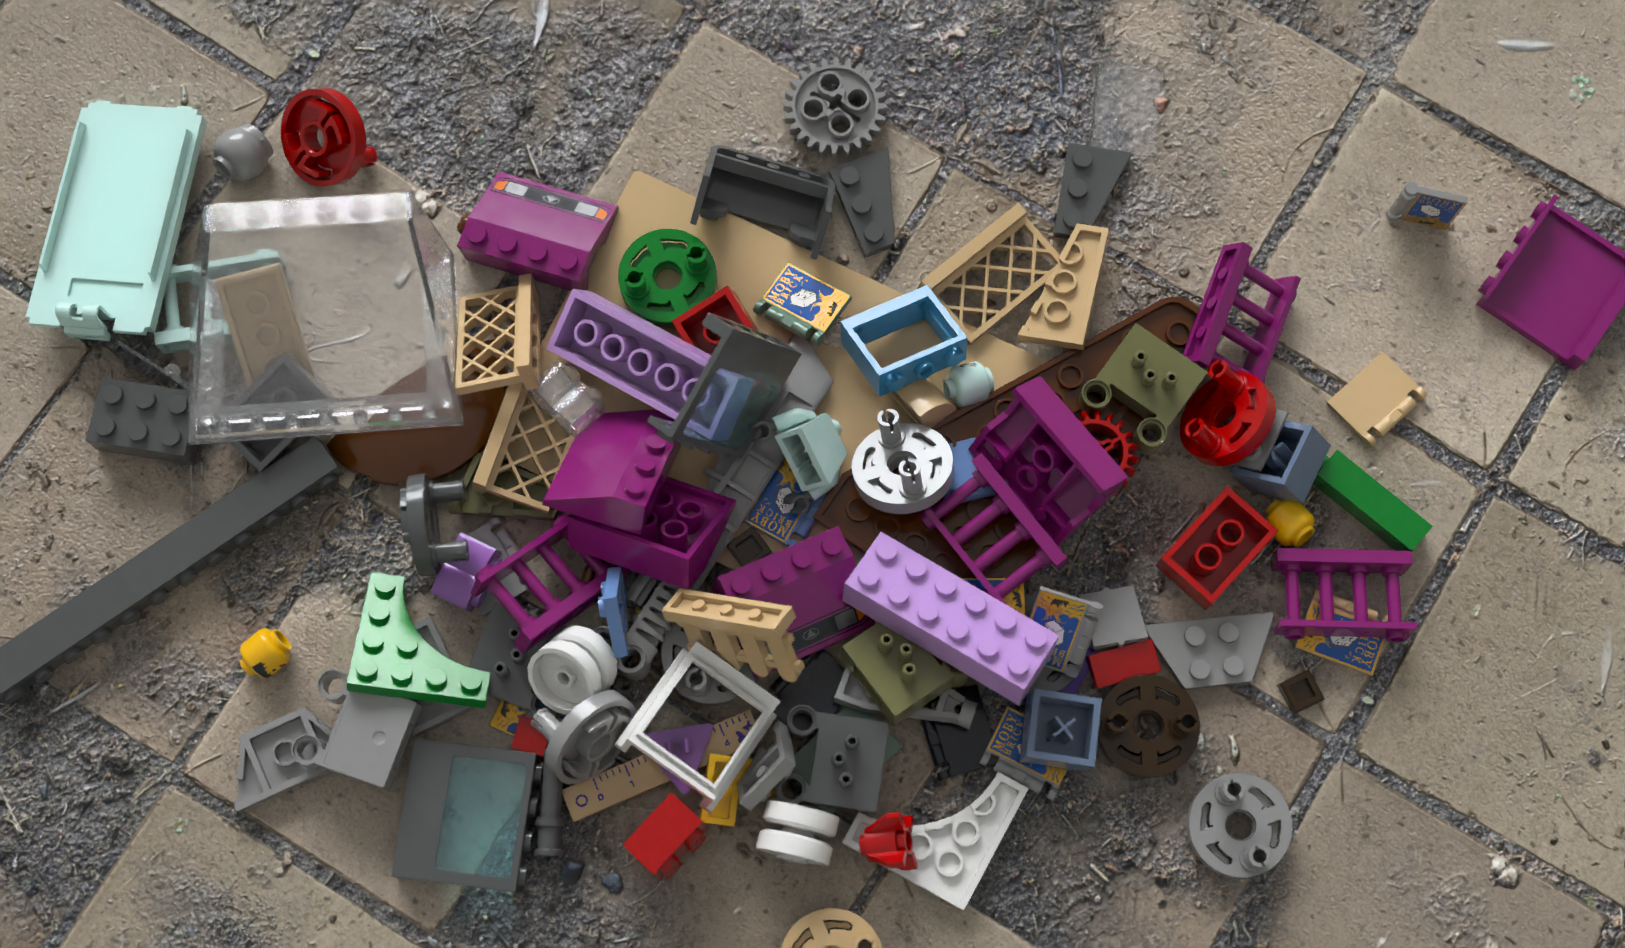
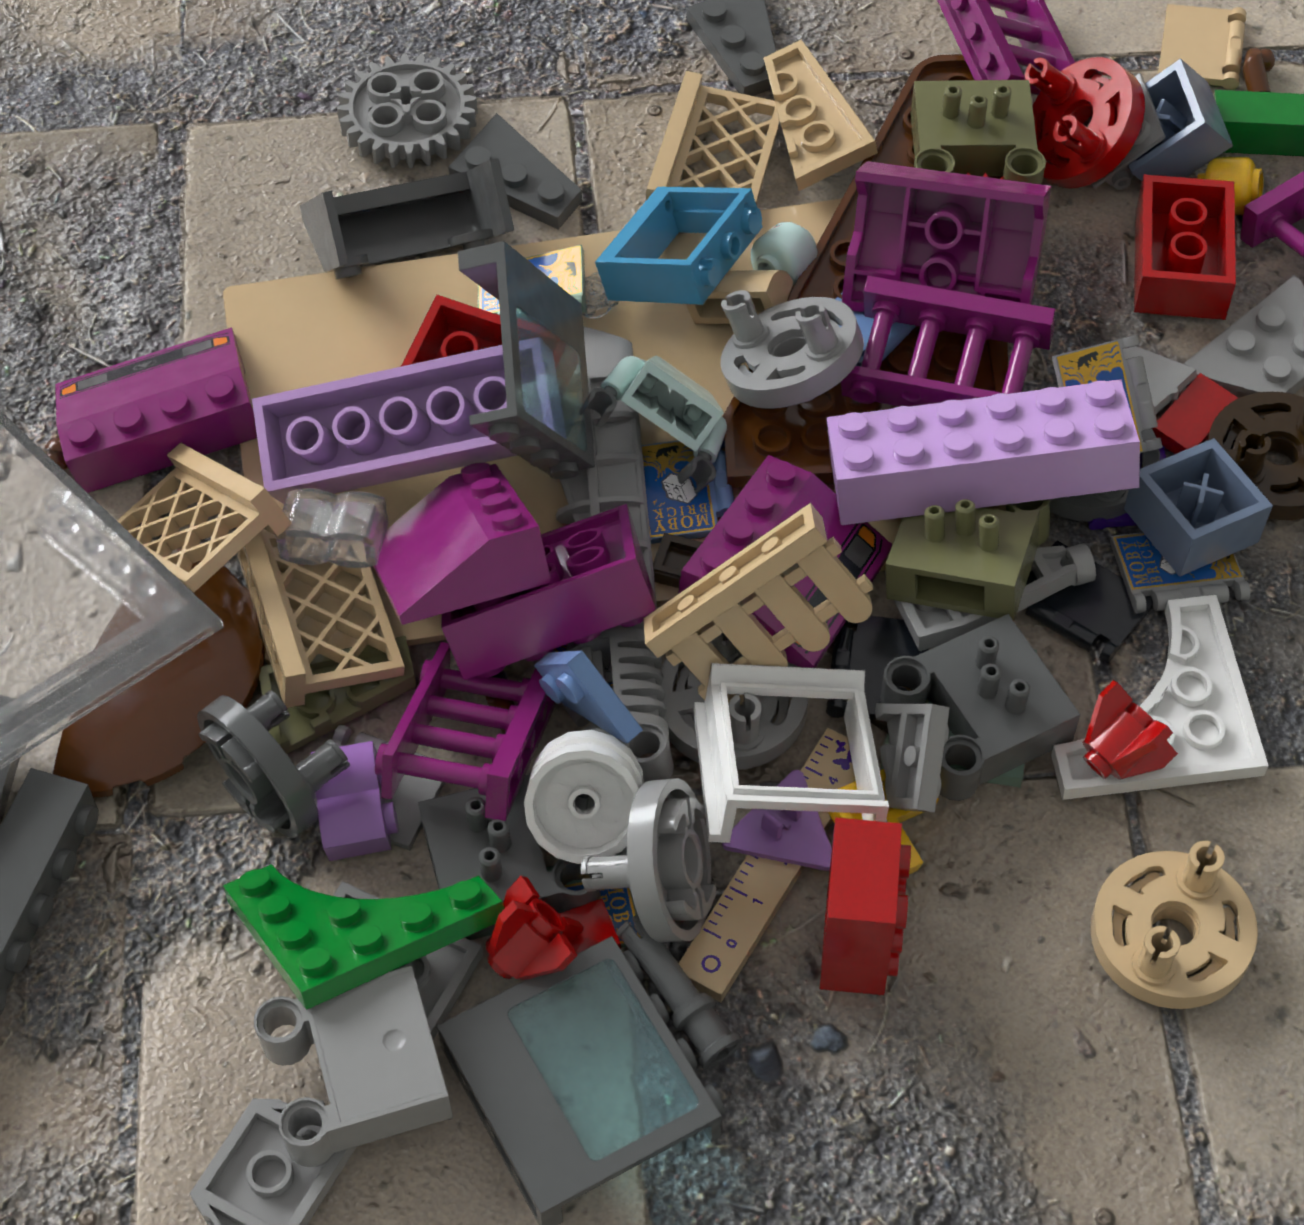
camera: 35 degrees left, 20 degrees down
(265, 653) = (148, 1070): yellow head -> none
(492, 725) = (530, 936): none -> red brick
(639, 284) = (343, 325): green piece -> none
(798, 827) = (1009, 804): white wheel -> none
(1387, 444) = (1255, 66): none -> reddish brown arm

